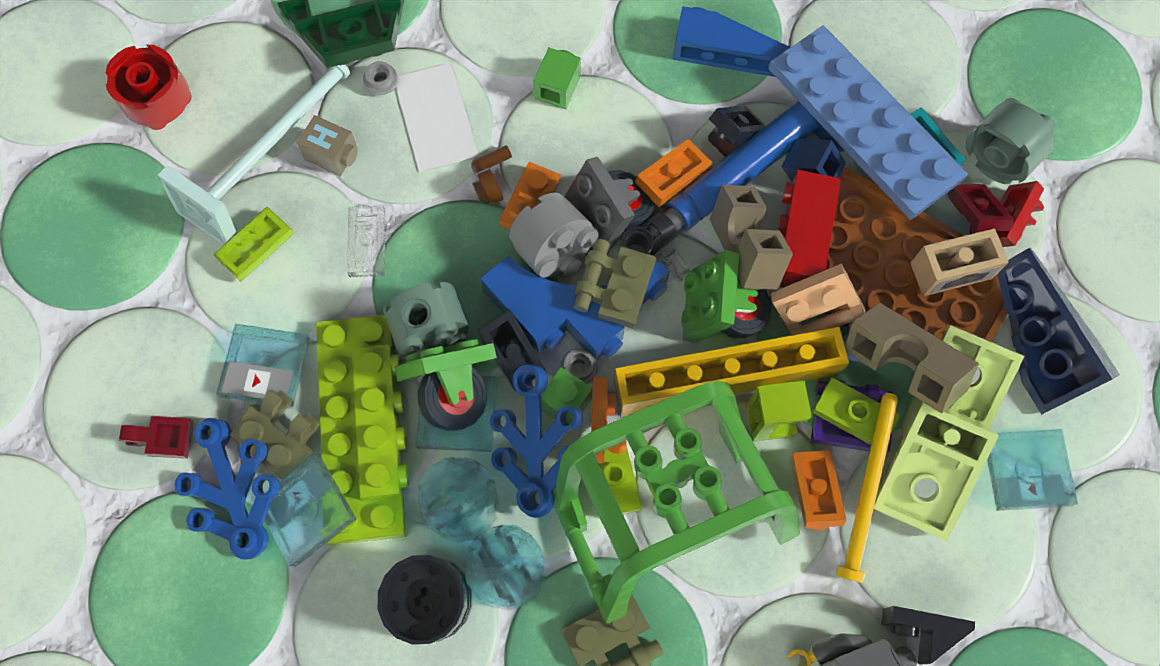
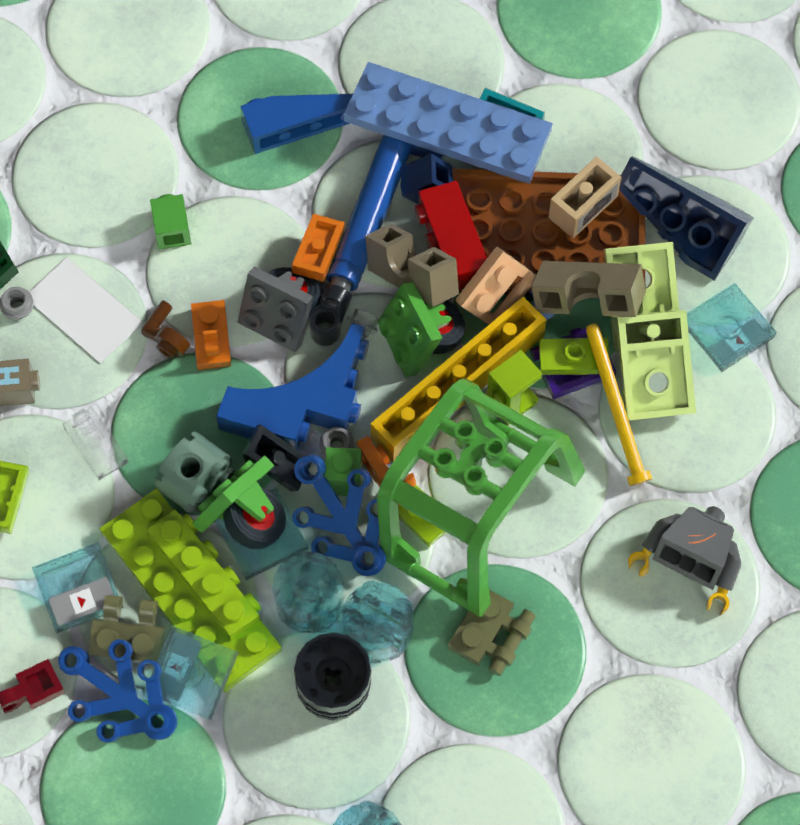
camera: 30 degrees left, 5 degrees down
(552, 236) = (254, 351): light grey brick -> none
(626, 286) = (339, 357): olive plate -> none
(733, 128) = (344, 186): black slope -> none
(818, 489) = (583, 430): orange plate -> none
(937, 631) = (722, 480): black slope -> none
(980, 208) = (577, 144): dark red plate -> none
(1011, 141) = (571, 79): sand green brick -> none
(1020, 202) = (606, 134): red plate -> none

